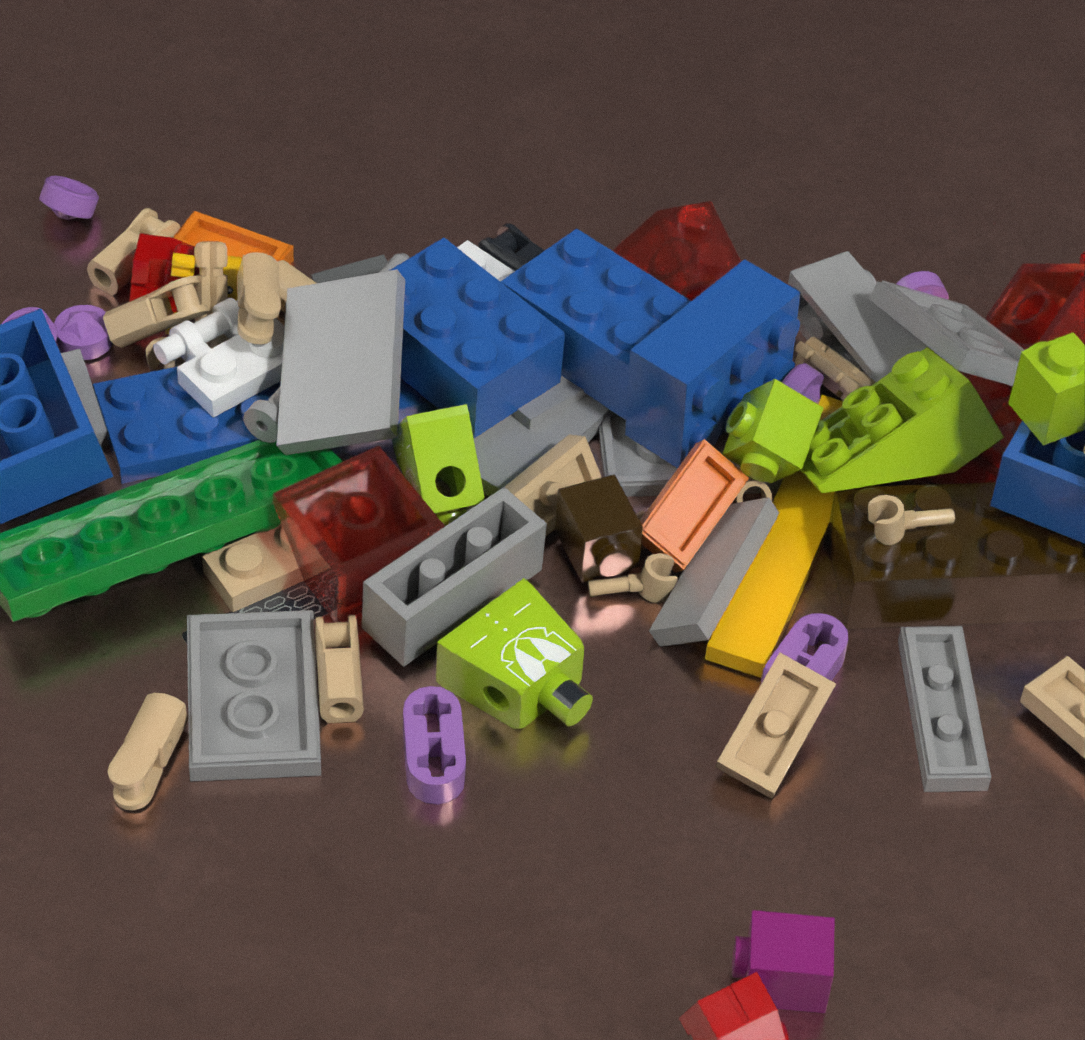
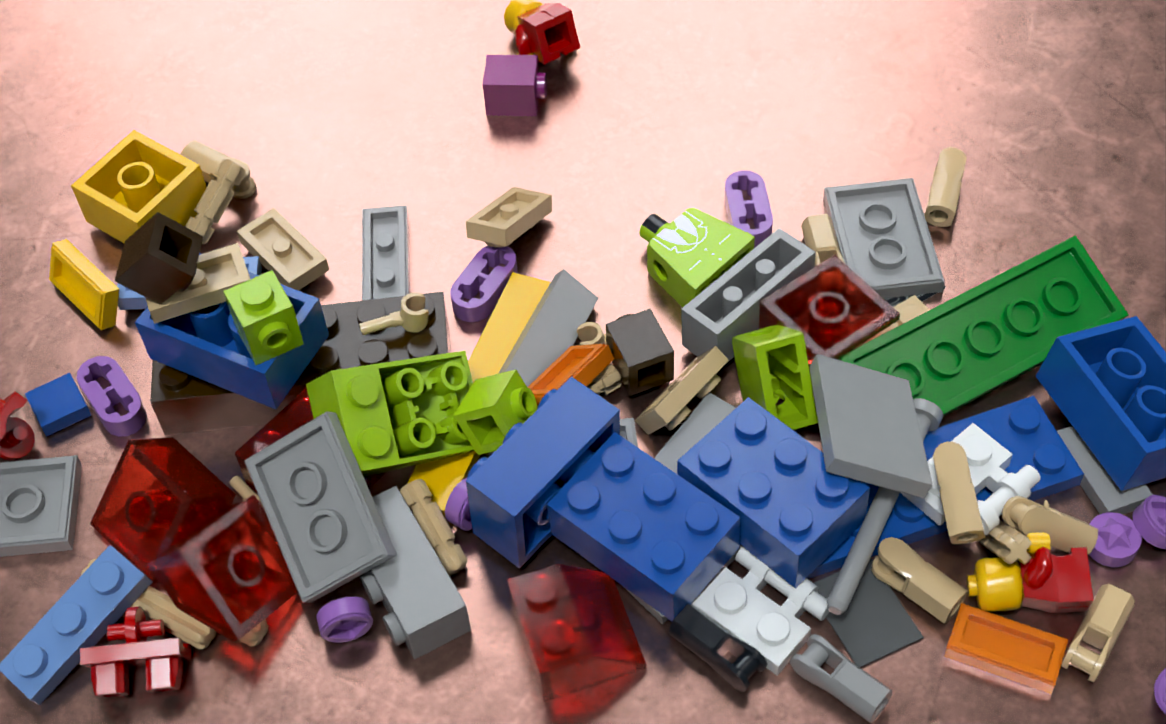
camera: 175 degrees left, 5 degrees up
(398, 225) = (846, 683): none -> light grey bar

